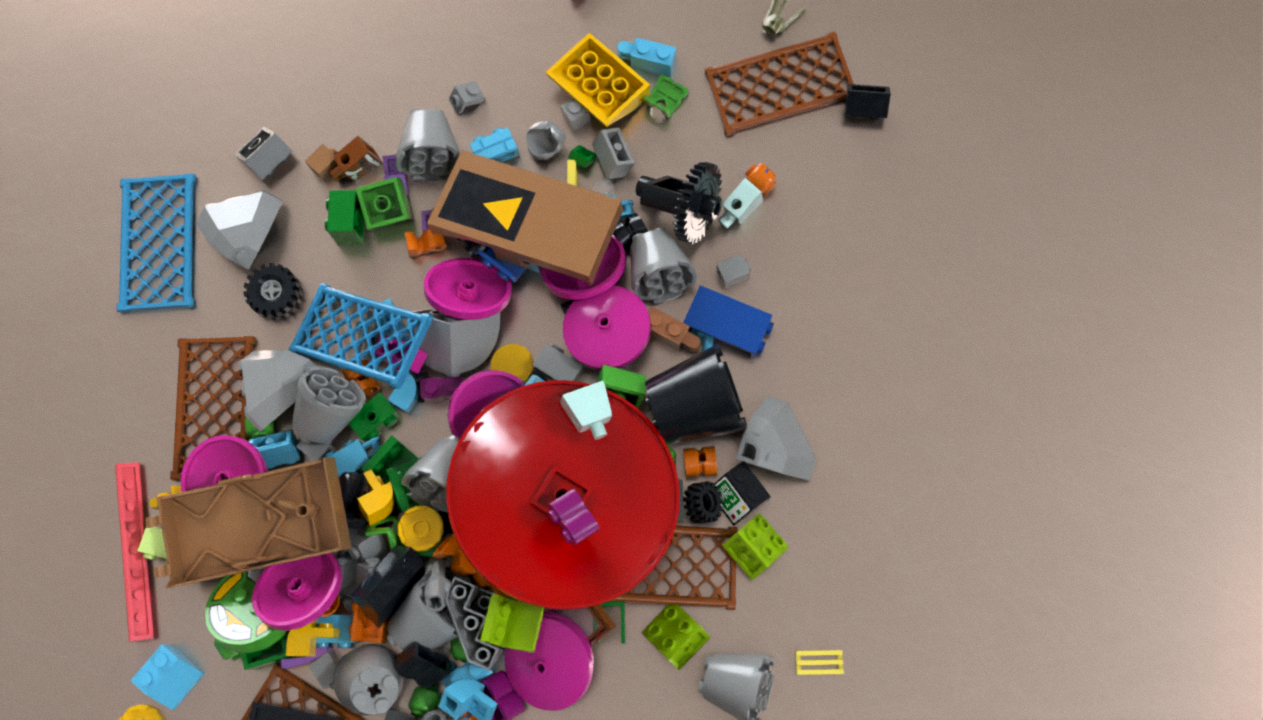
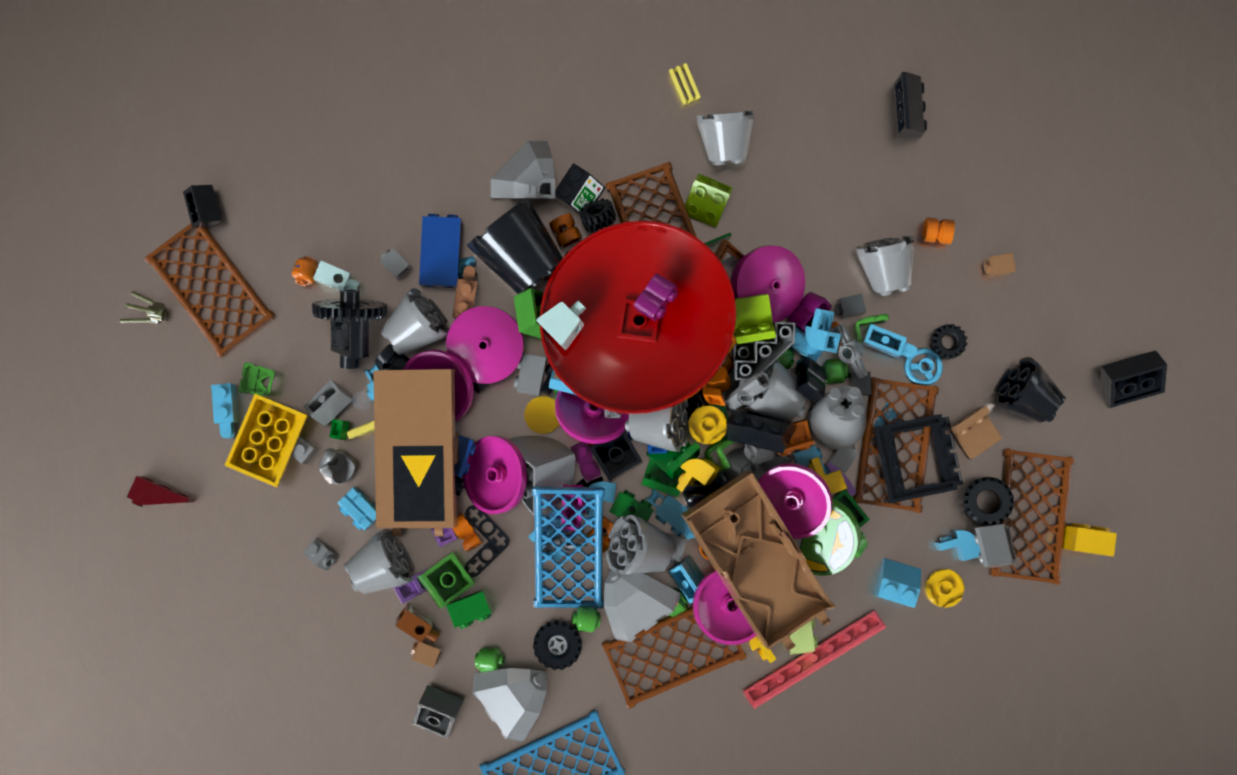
camera: 120 degrees left, 10 degrees up
(284, 329) = (586, 619): none -> bright green head
(289, 219) = (489, 659): none -> bright green head
(402, 263) = (491, 544): none -> black beam
(430, 421) = (616, 456): none -> black slope
(755, 546) = (616, 162): lime bracket -> none

